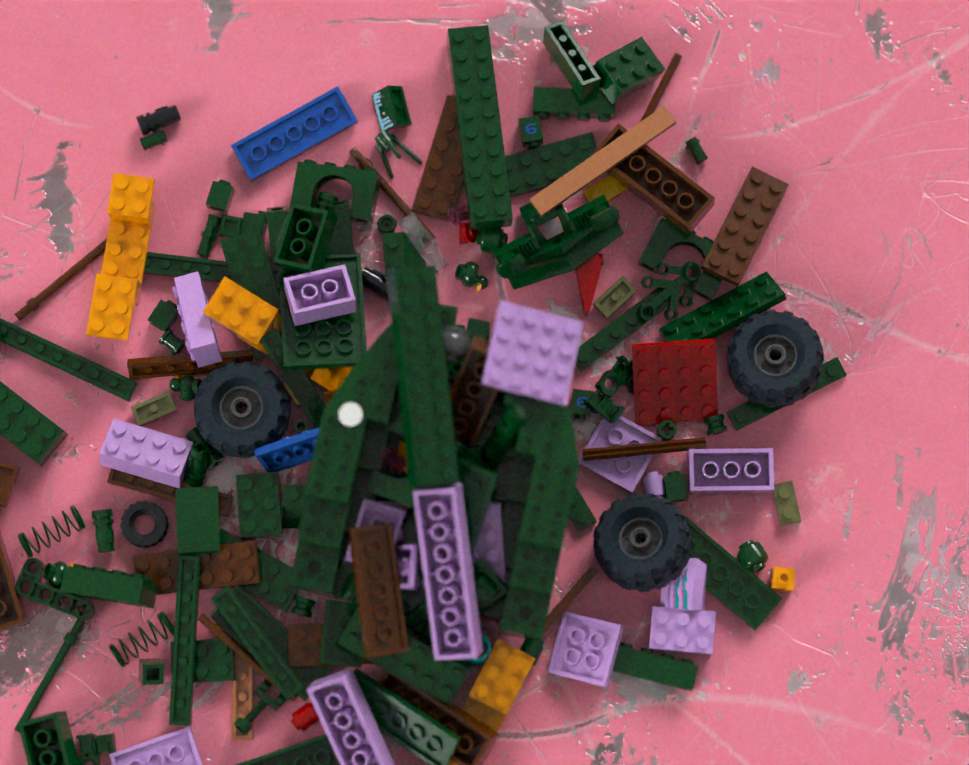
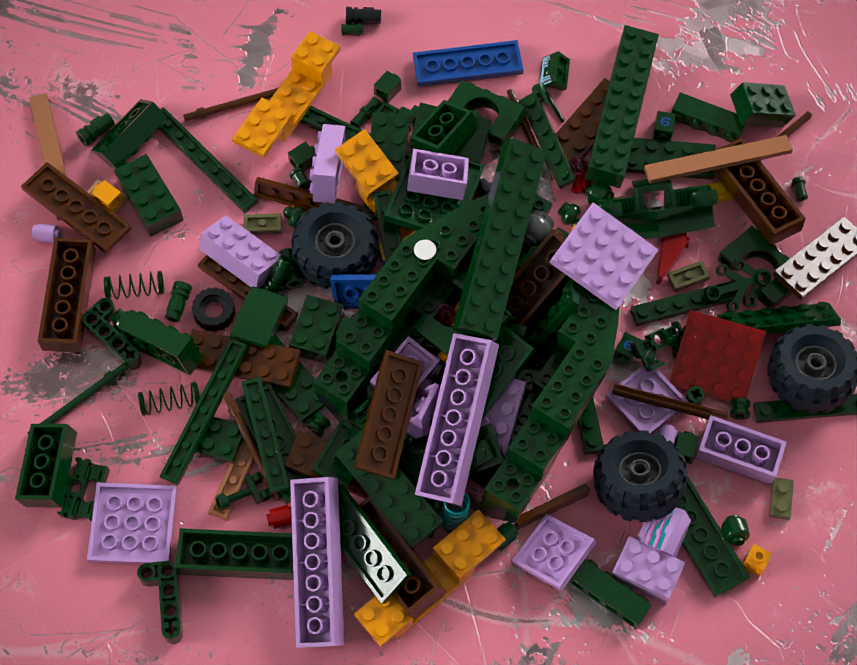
camera: 20 degrees right, 15 degrees down
(151, 671) = (164, 426): dark green brick -> none
(415, 197) = (548, 140): none -> dark green plate
(571, 60) = (719, 82): dark green brick -> none

